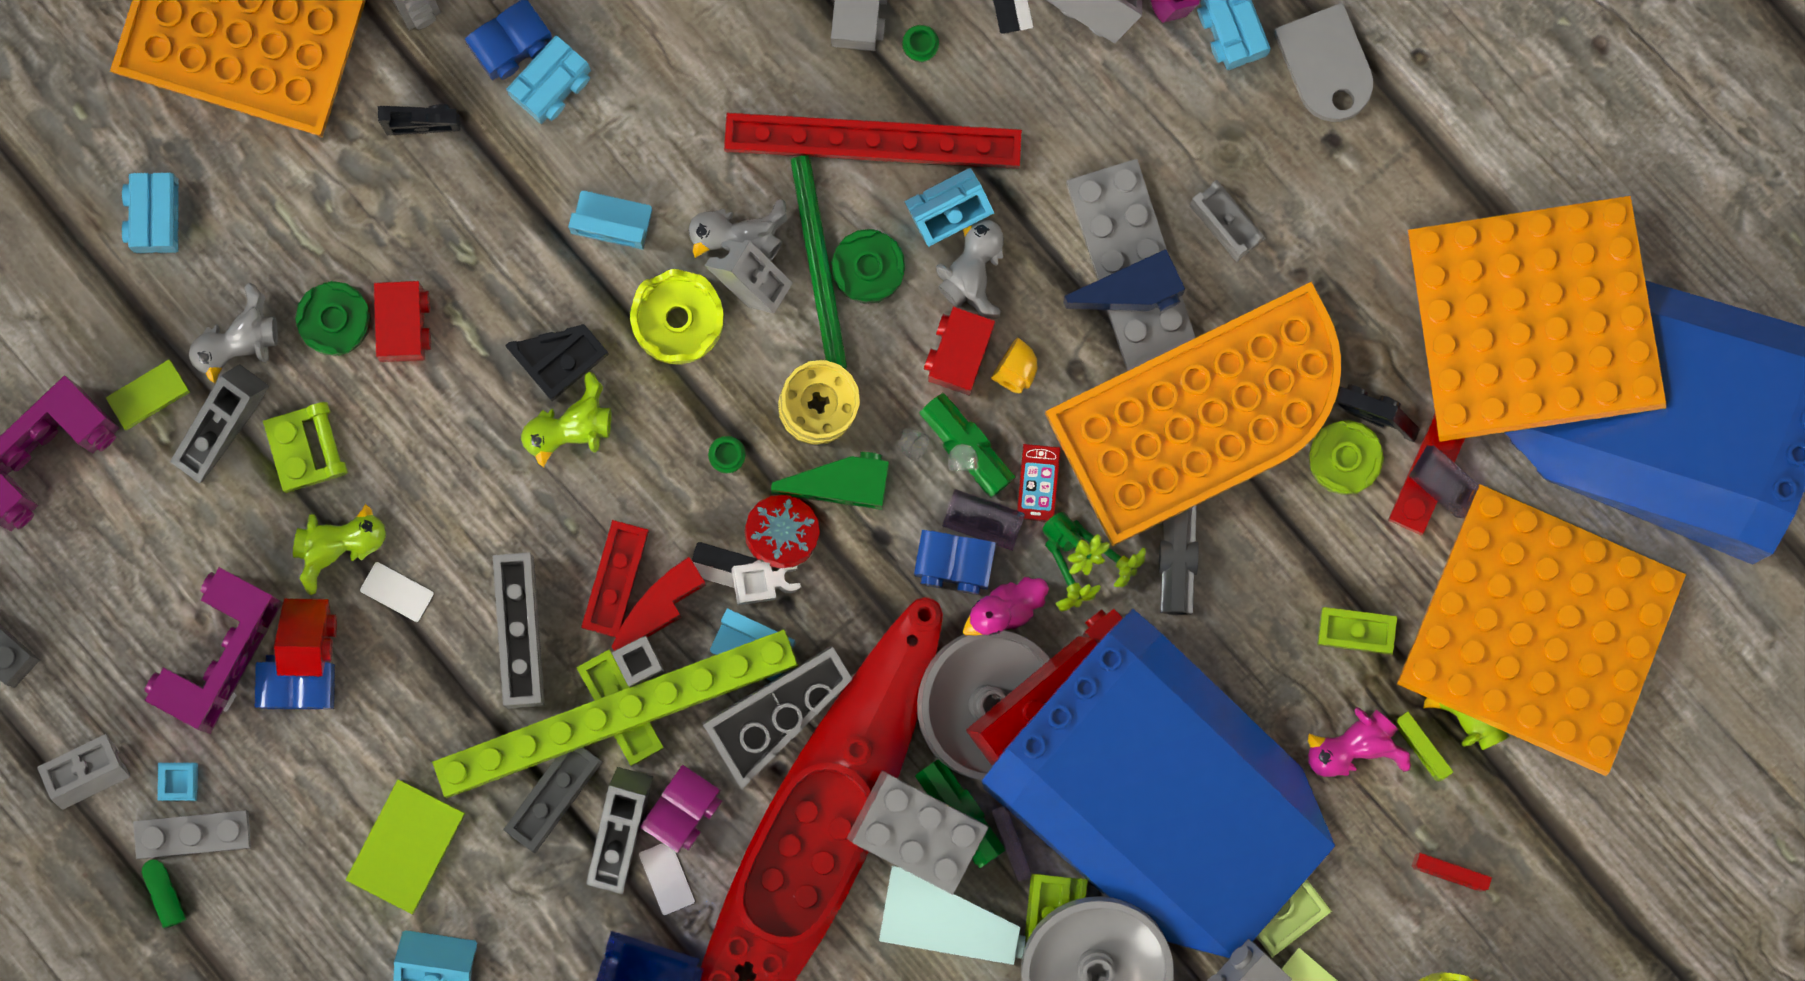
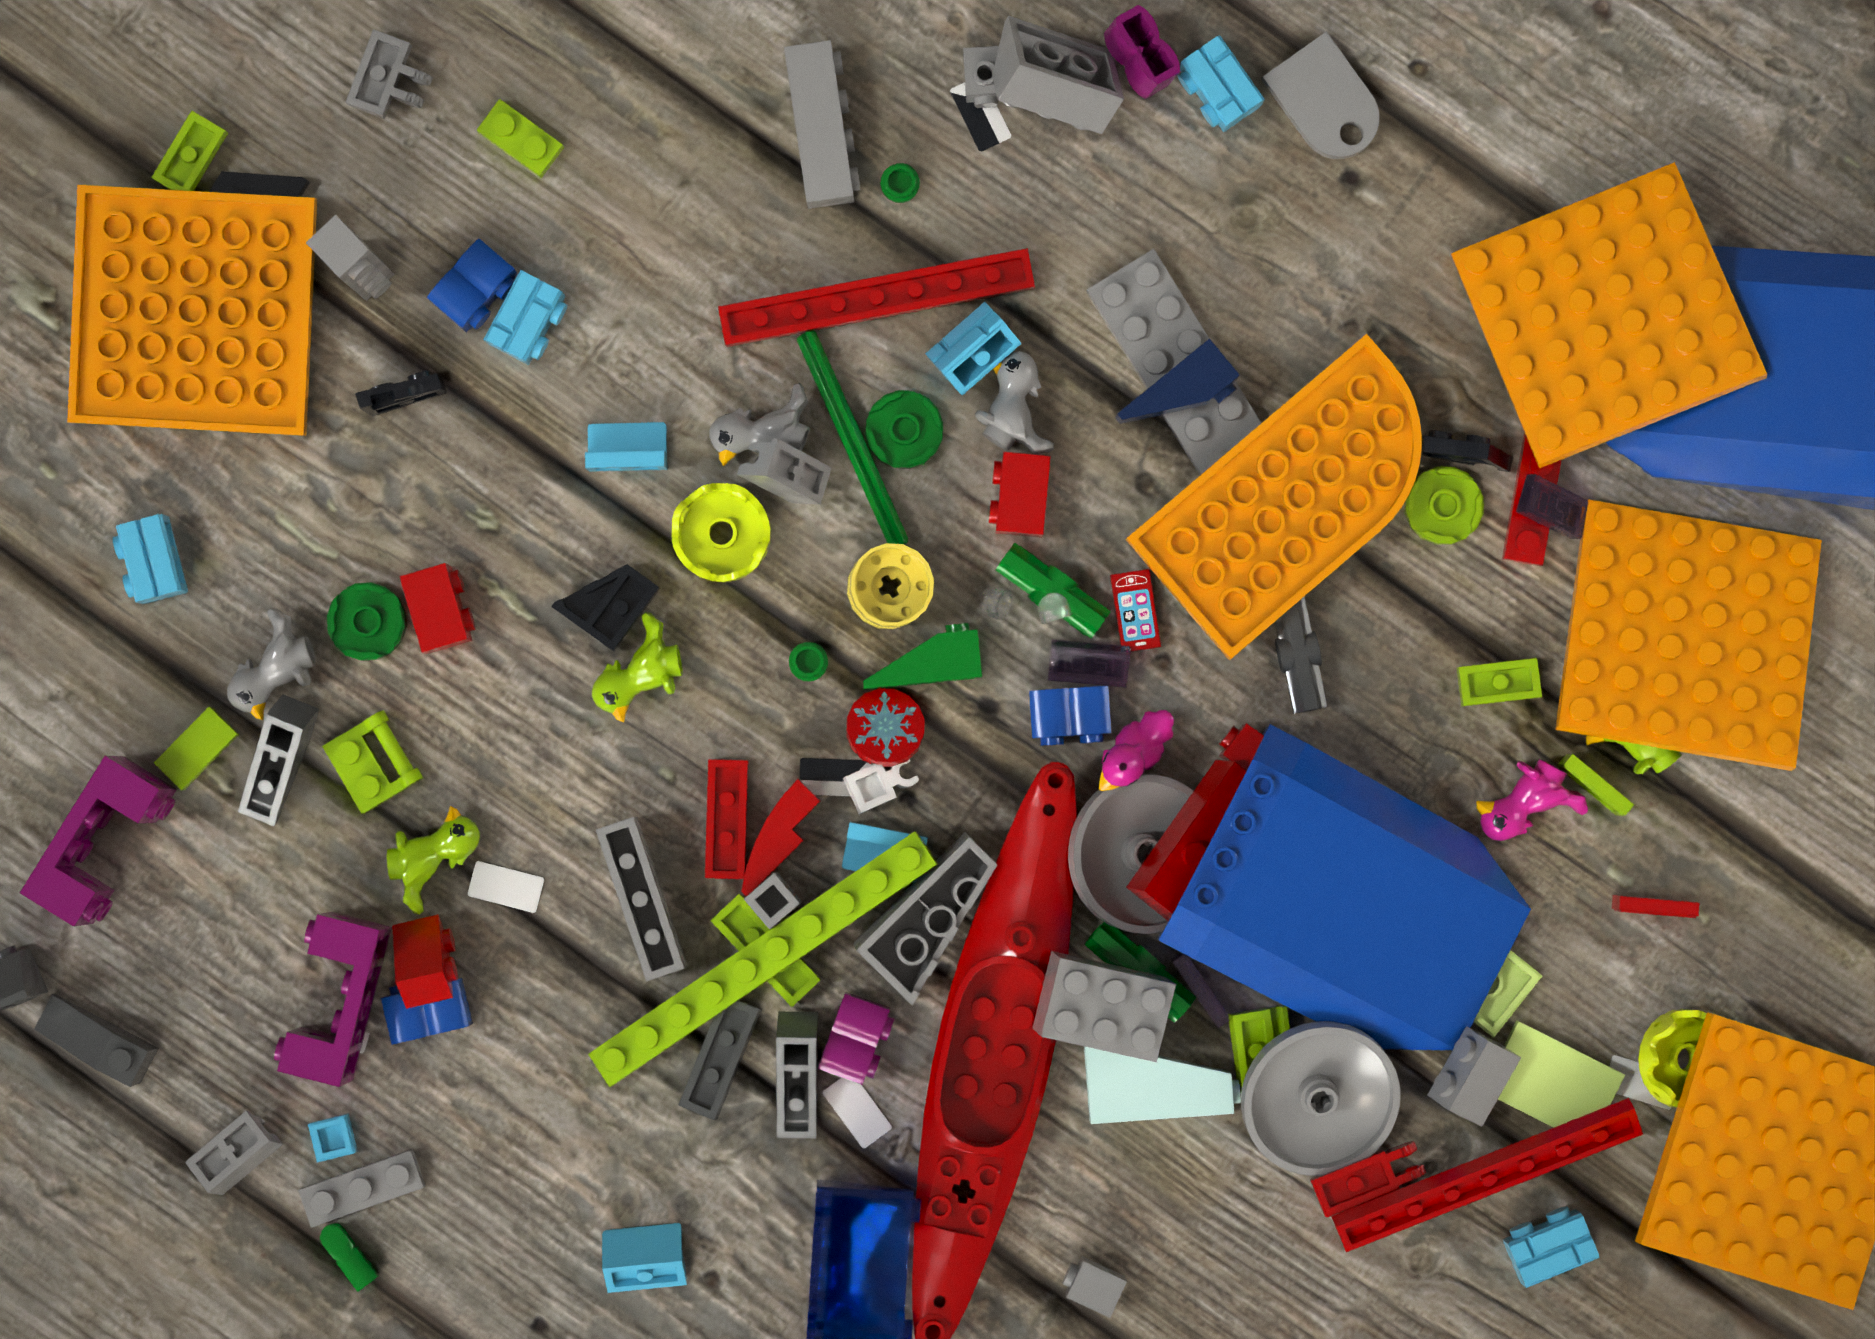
camera: 10 degrees left, 5 degrees up
(405, 847) = (582, 1146): lime tile -> none
(1016, 367) = (1083, 497): yellow piece -> none
(1066, 535) = (1178, 658): plant -> none
(1226, 221) = (1262, 290): light grey hinge -> none

